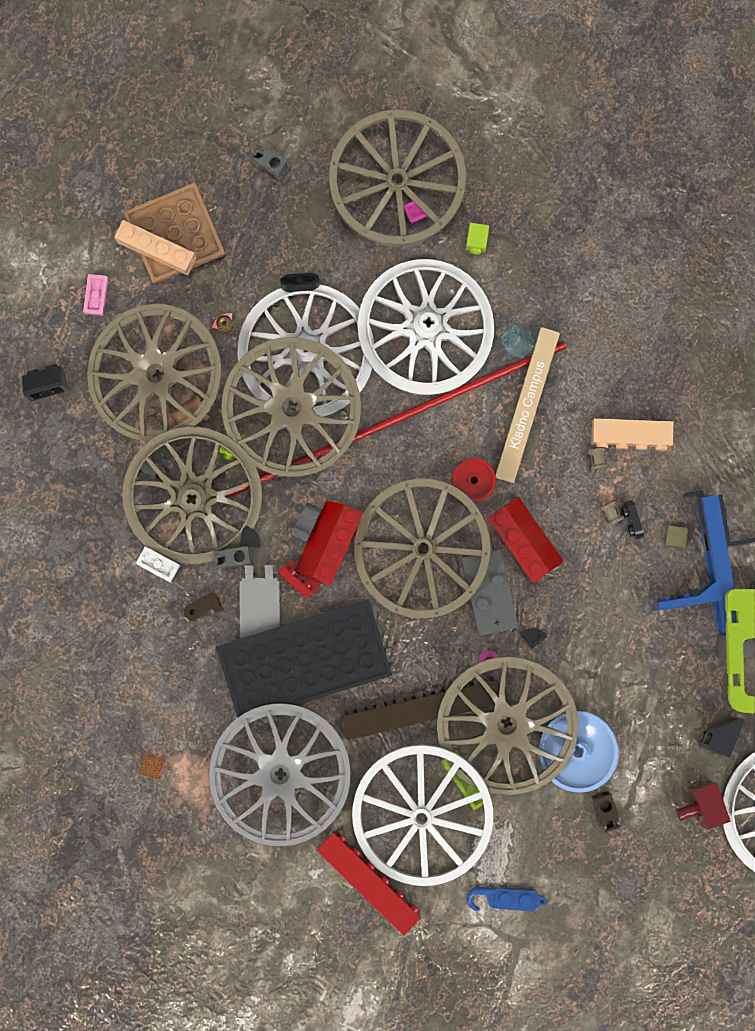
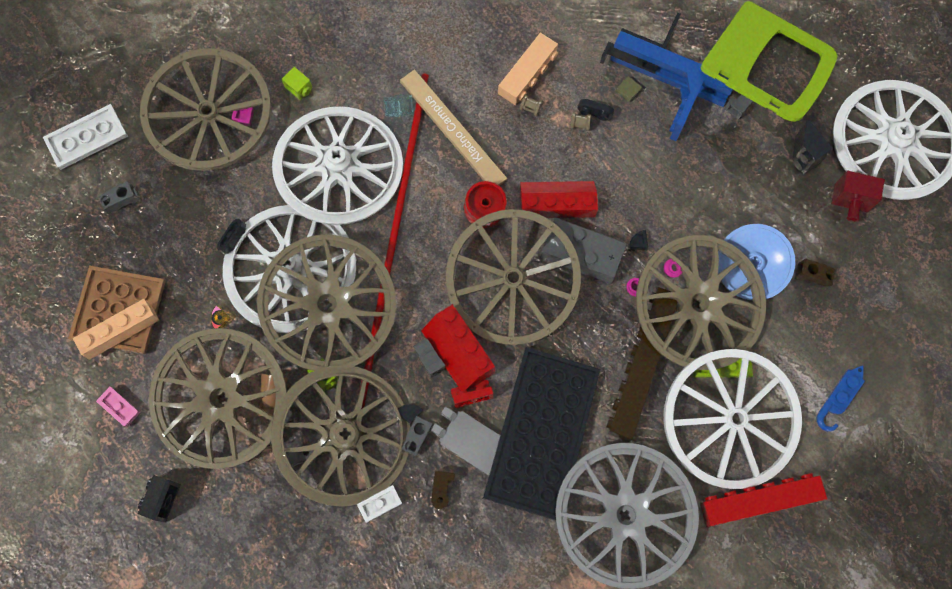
camera: 60 degrees left, 10 degrees down
(304, 91) = (85, 137): none -> white plate
(513, 681) = (668, 269): none -> dark pink plate

